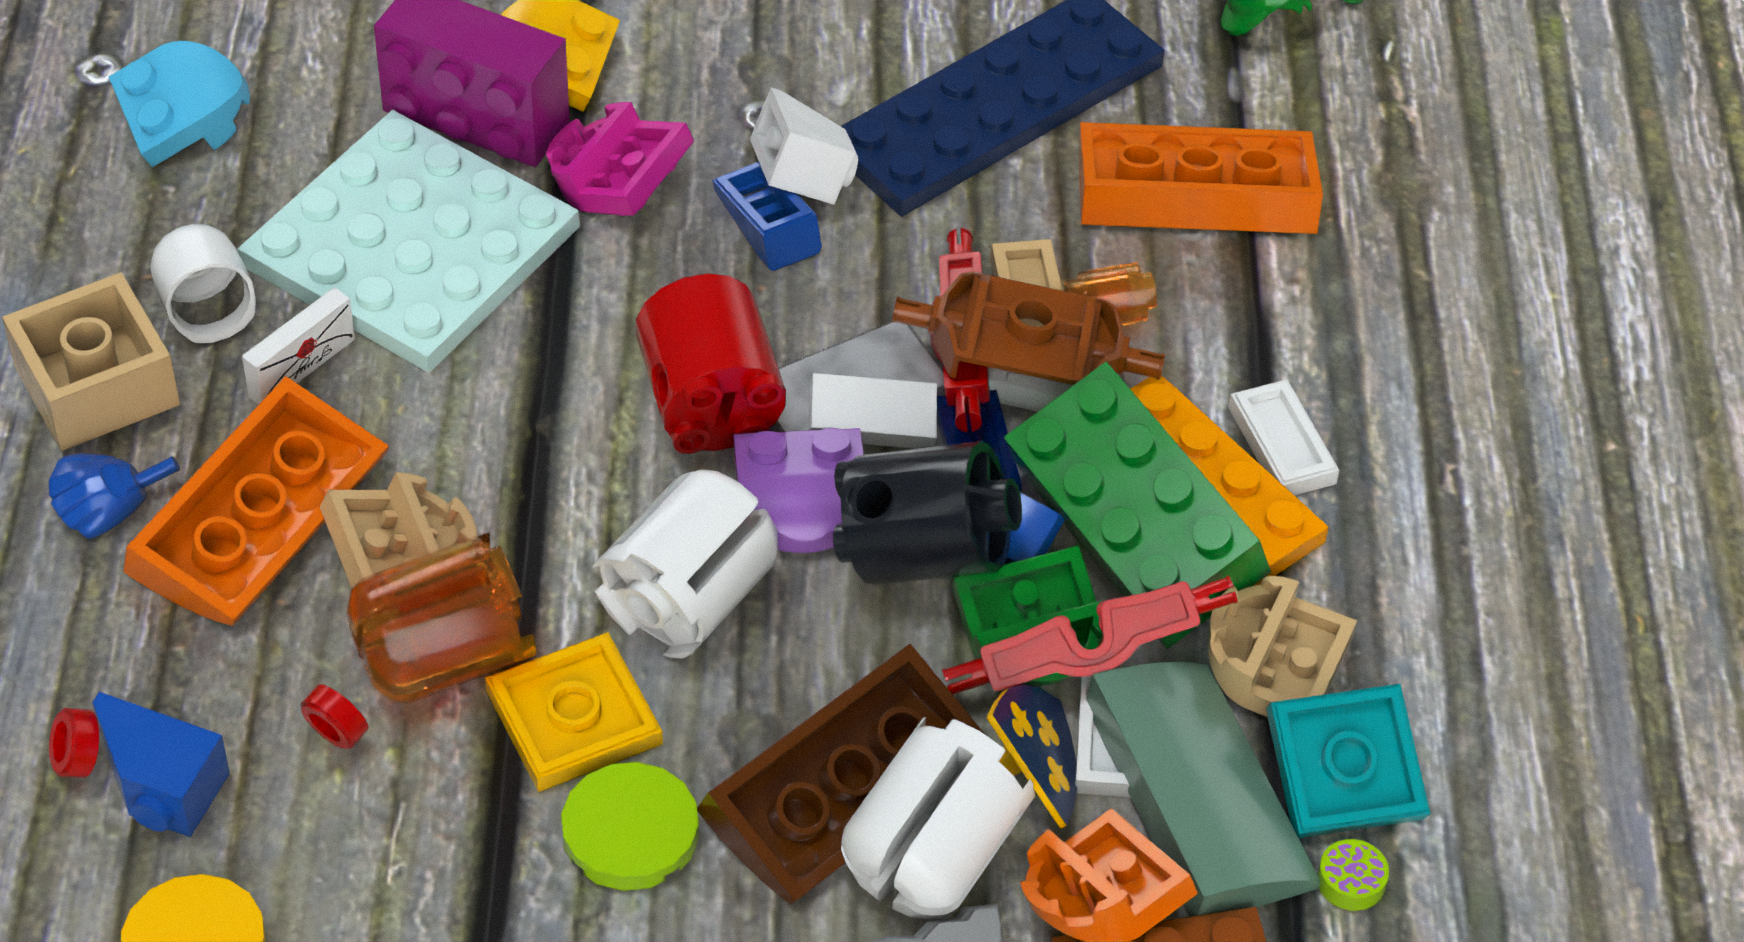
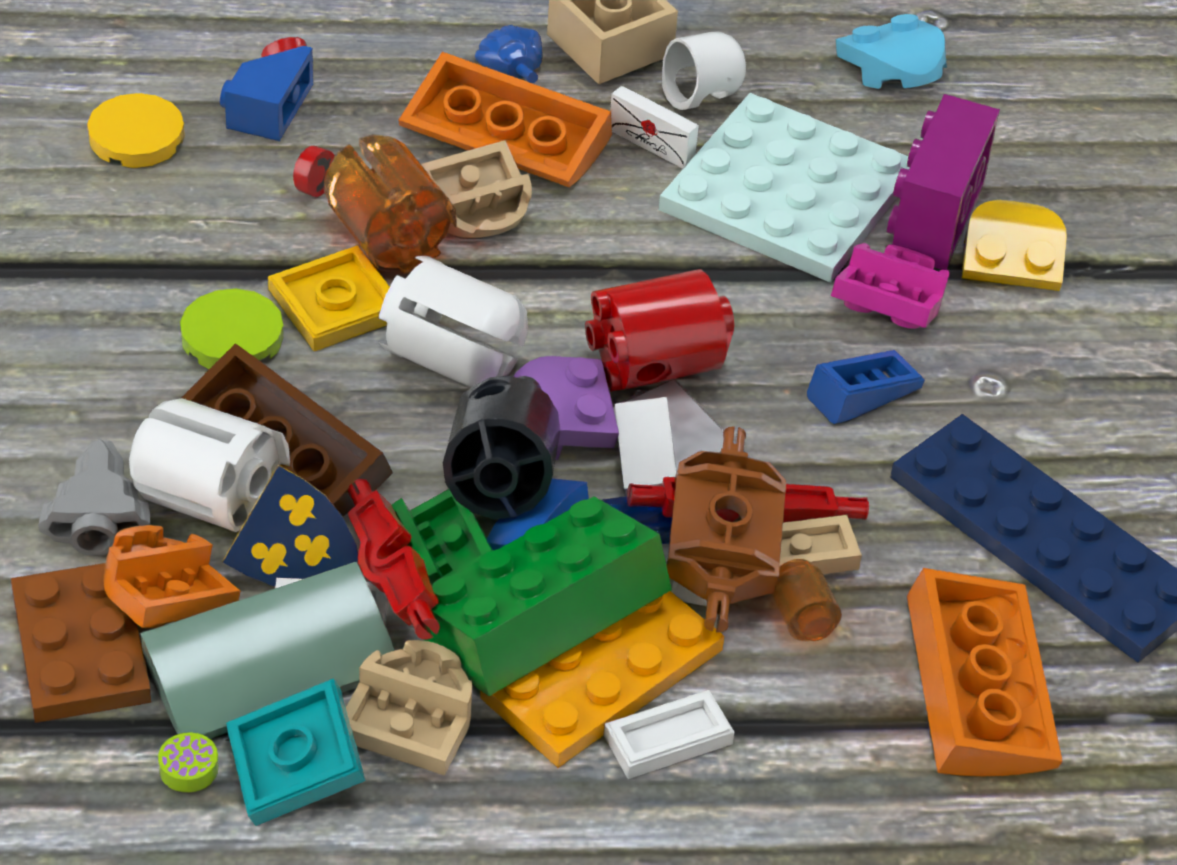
camera: 85 degrees right, 5 degrees down
(802, 149) = (921, 383): white slope -> none

